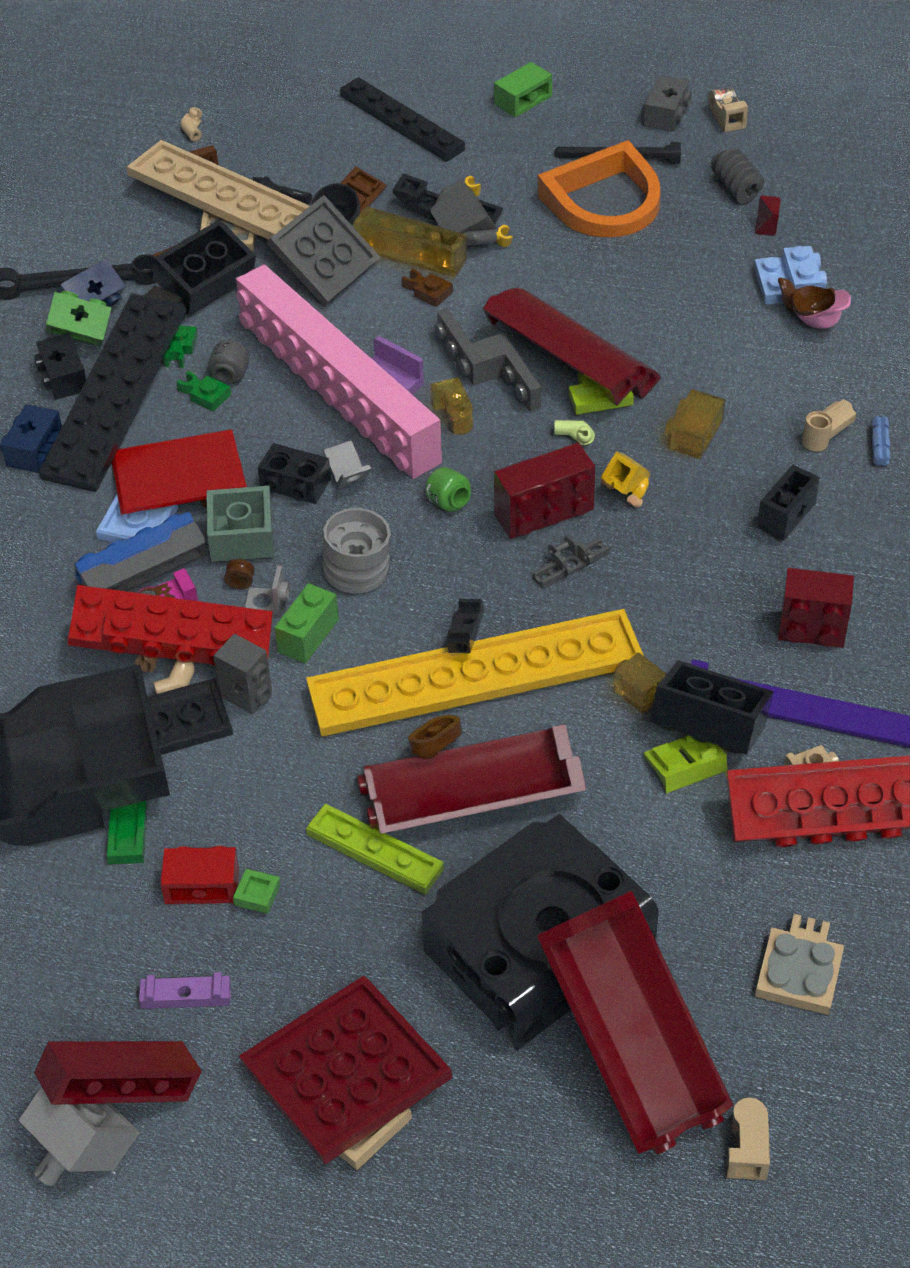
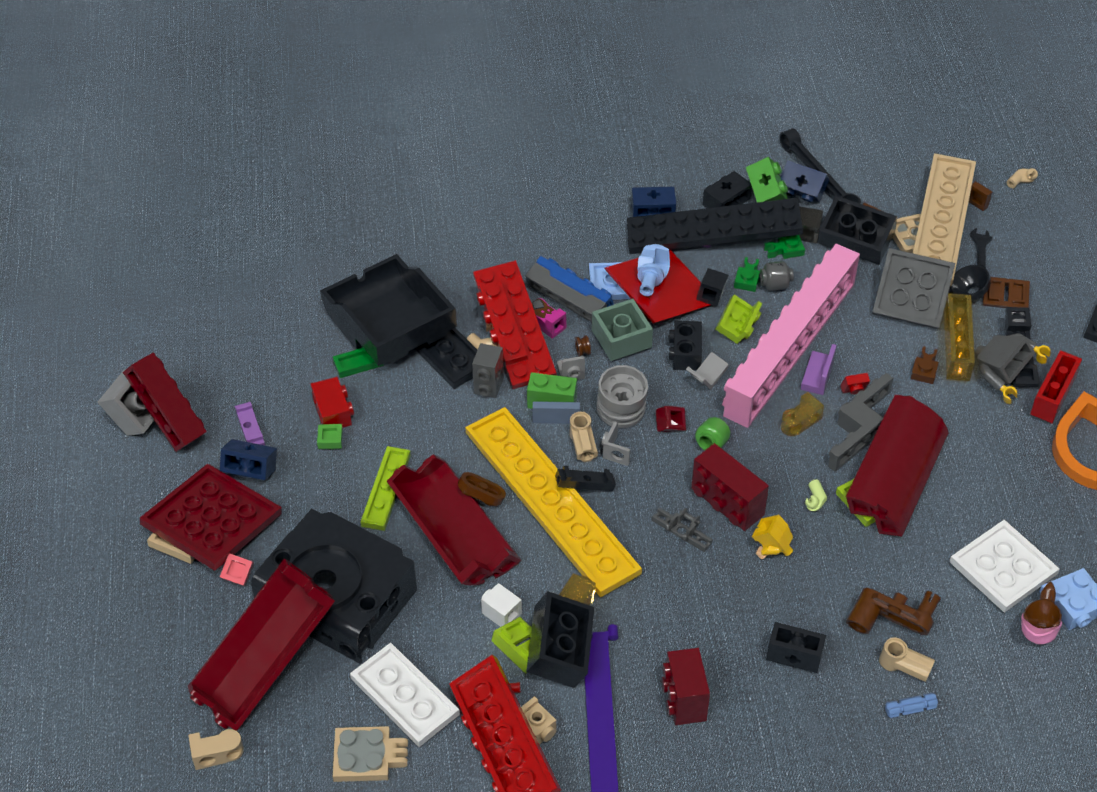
camera: 70 degrees right, 0 degrees up
(159, 466) = (652, 267): none -> light blue piece
(214, 421) = (712, 287): none -> black brick
(261, 997) = (248, 459): none -> dark blue brick
(278, 413) = (738, 319): none -> lime bracket
(339, 629) = (554, 412): none -> sand blue tile
(382, 612) = (582, 436): none -> tan piece
(403, 523) = (670, 419): none -> dark red slope
(417, 591) = (609, 446): none -> light grey bracket
(432, 346) = (855, 383): none -> red plate
(456, 1053) = (236, 569): none -> coral plate
(518, 194) = (1056, 386): none -> red brick
(627, 762) = (501, 605): none -> white brick
(695, 423) = (859, 569): clear yellow brick -> none
(727, 899) = (404, 694): none -> white plate
(730, 314) = (1004, 565): none -> white plate
(776, 398) = (873, 603): none -> reddish brown piece

